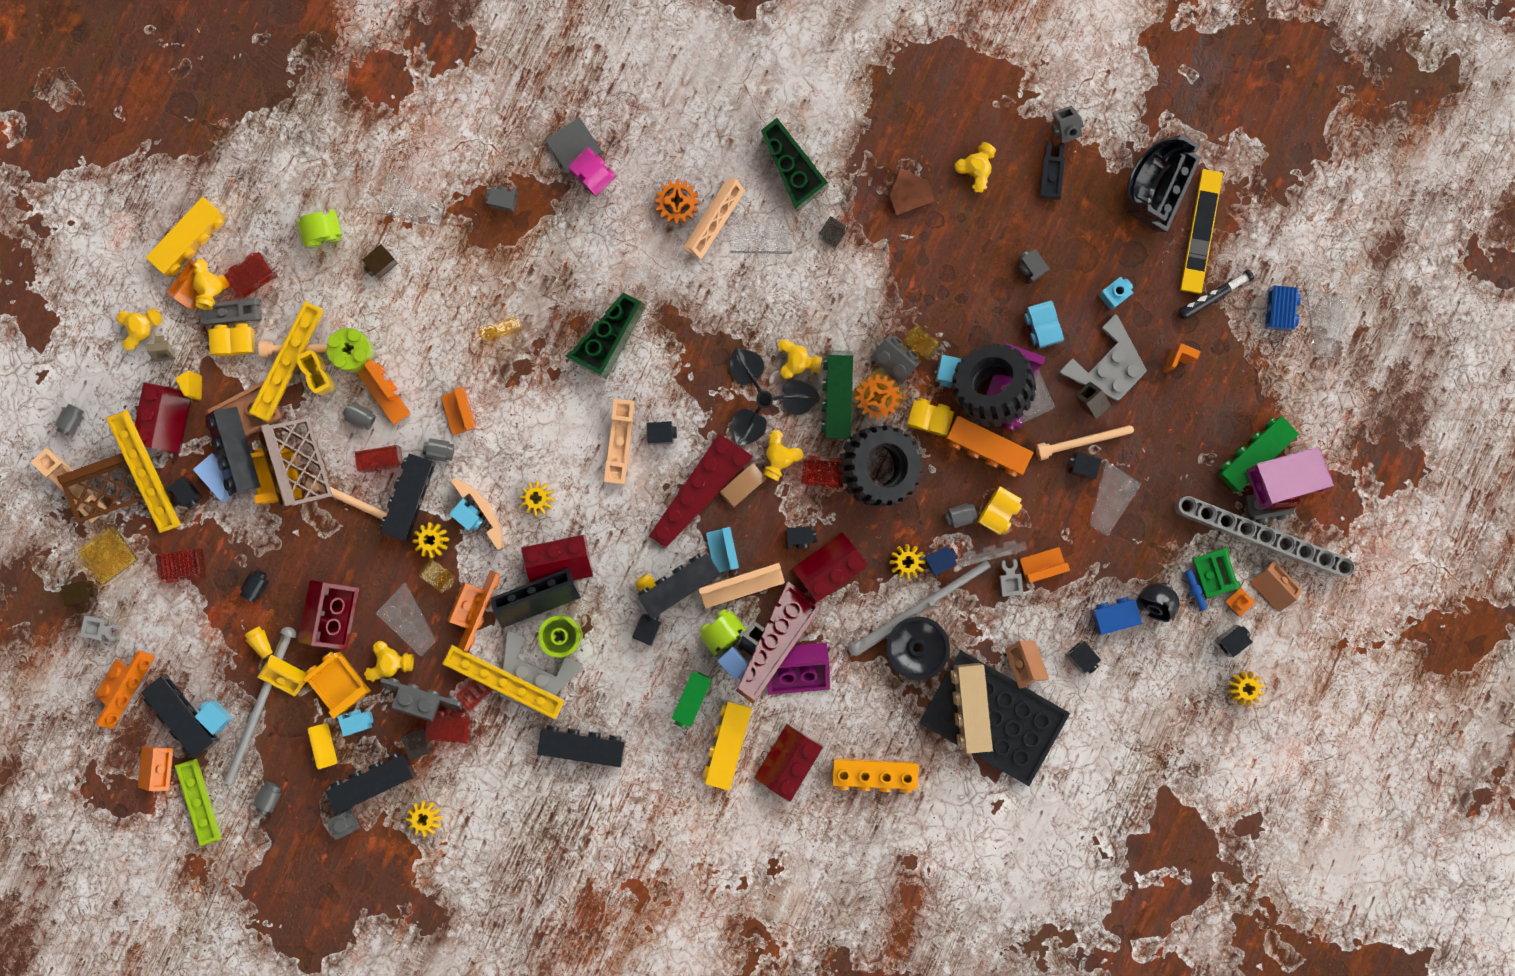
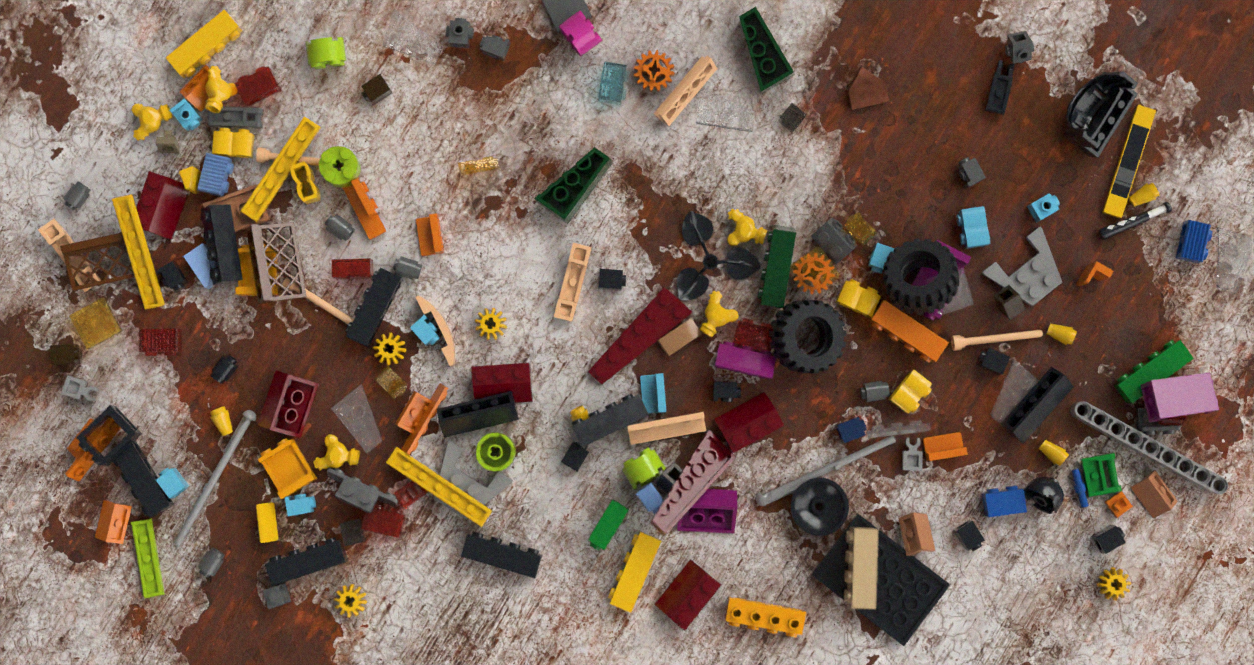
camera: 10 degrees right, 0 degrees up
(150, 658) = (129, 428): none -> black window
(185, 318) = (181, 109): none -> medium azure brick
(217, 377) = (215, 175): none -> medium blue brick
(282, 675) = (239, 453): yellow slope -> none
(461, 189) = (457, 39): none -> dark grey brick
(634, 221) = (612, 83): none -> clear light blue brick
(816, 501) = (745, 360): none -> magenta slope
(914, 566) = (816, 421): yellow gear -> none
(977, 166) = (932, 74): yellow animal -> none
(1137, 506) = (1037, 405): none -> black brick
(1154, 426) = (1062, 333): none -> yellow cone
(1162, 555) = (1054, 453): none -> yellow cone
(1224, 263) = (1144, 194): none -> yellow cone

